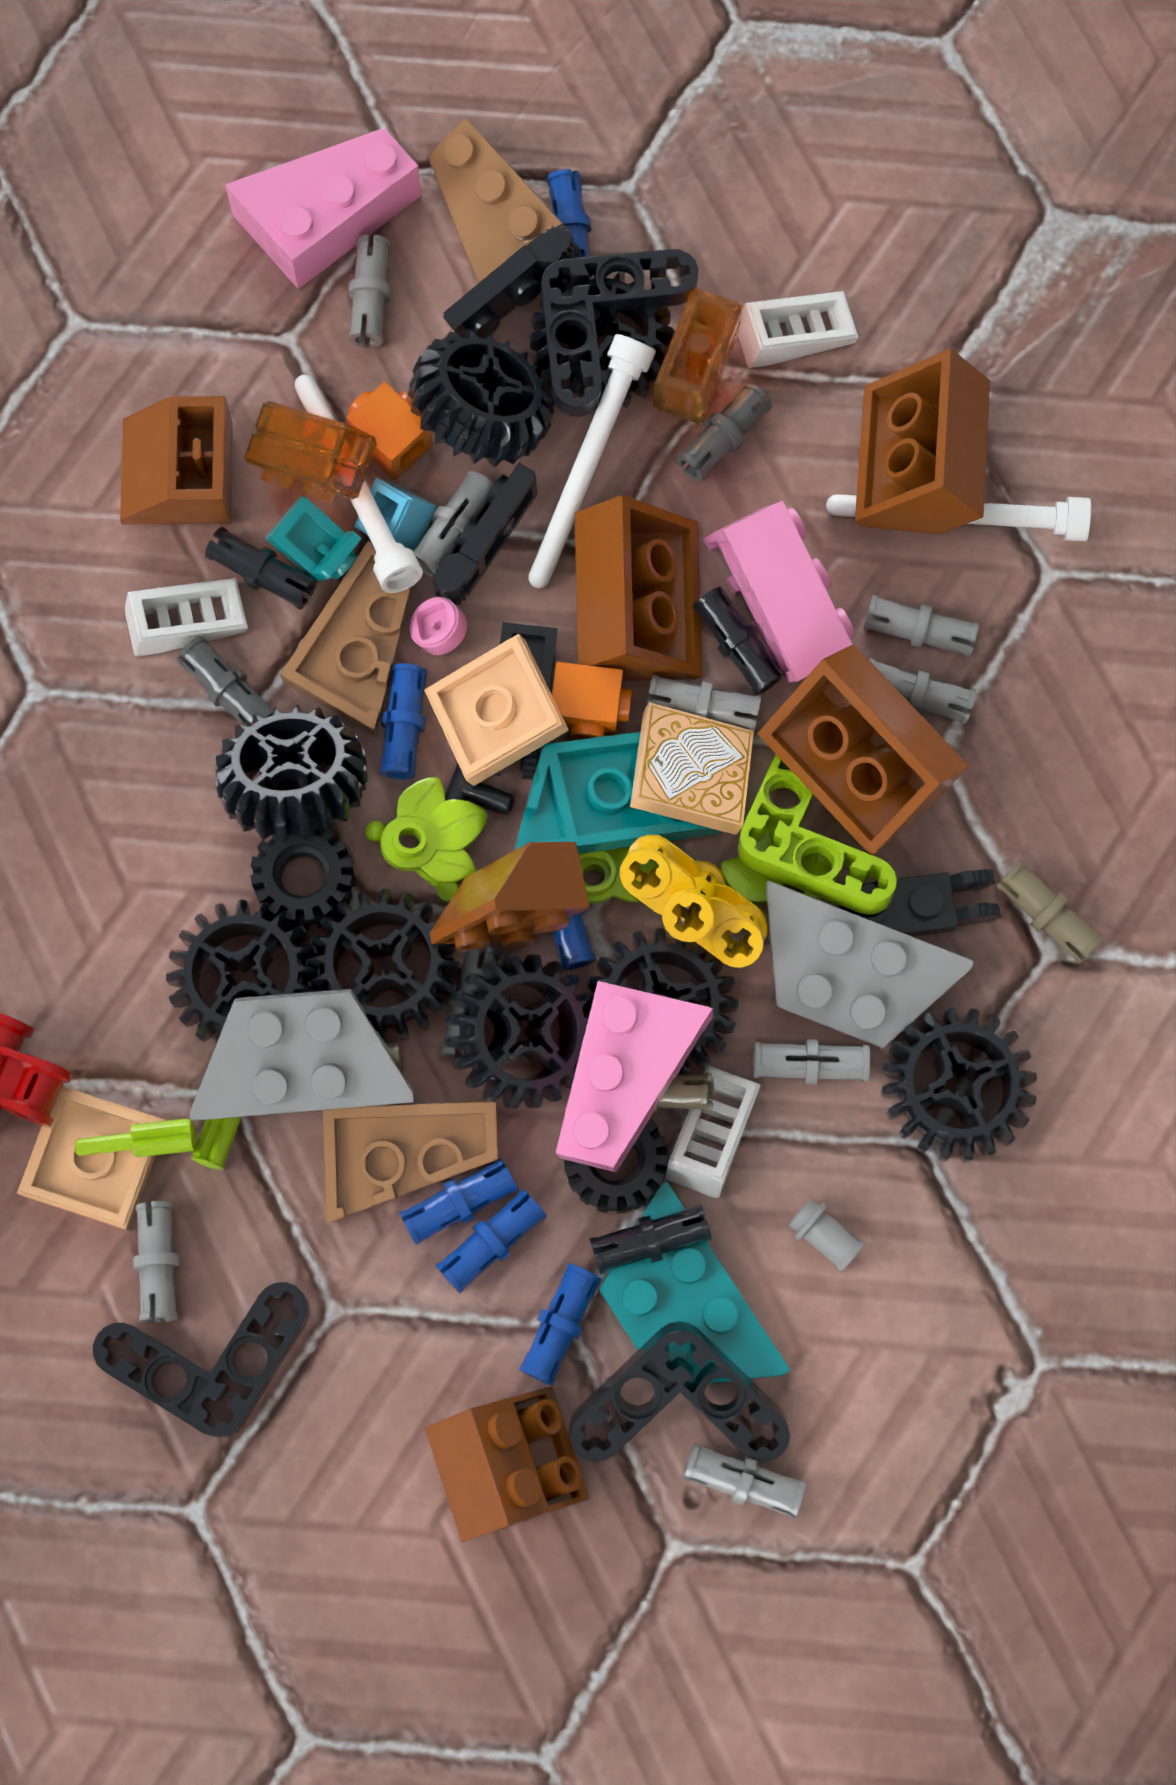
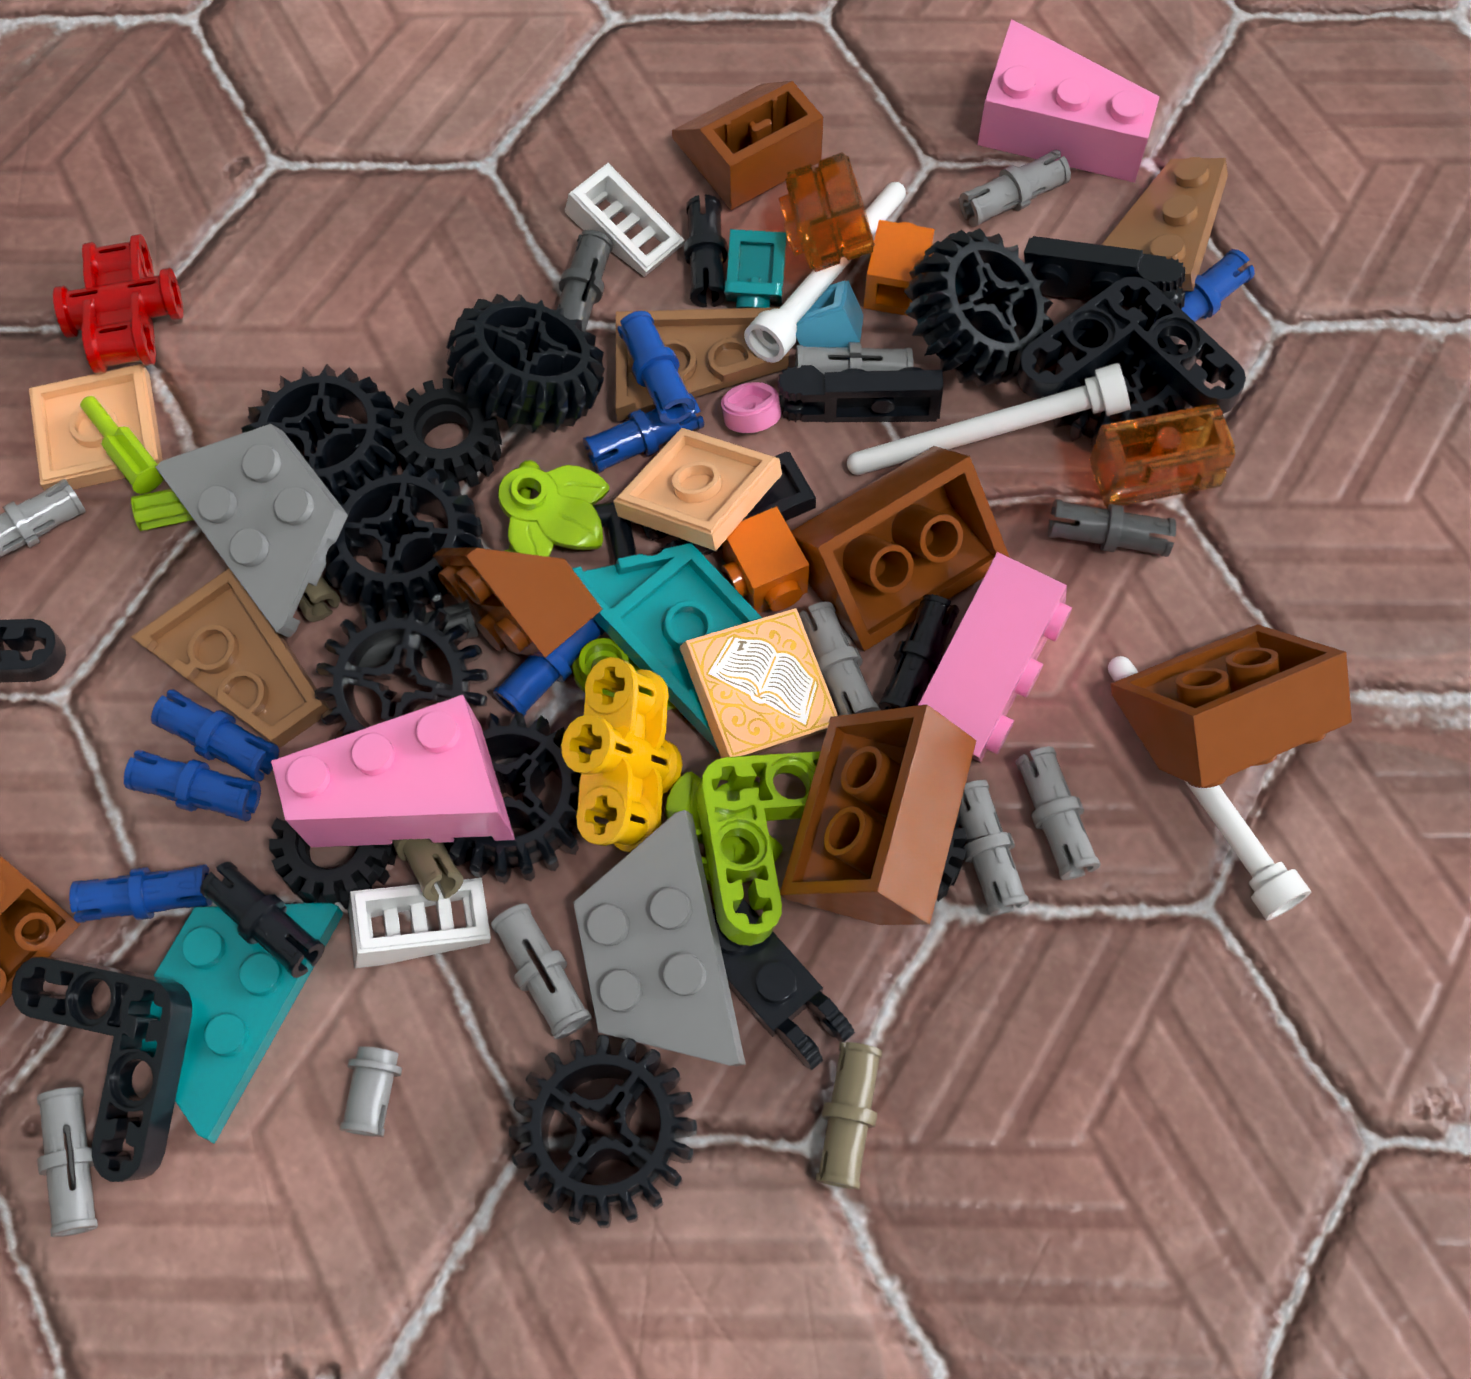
camera: 60 degrees right, 10 degrees down
(366, 675) = (656, 367): none -> blue pin
(763, 338) = (1235, 532): white slope -> none

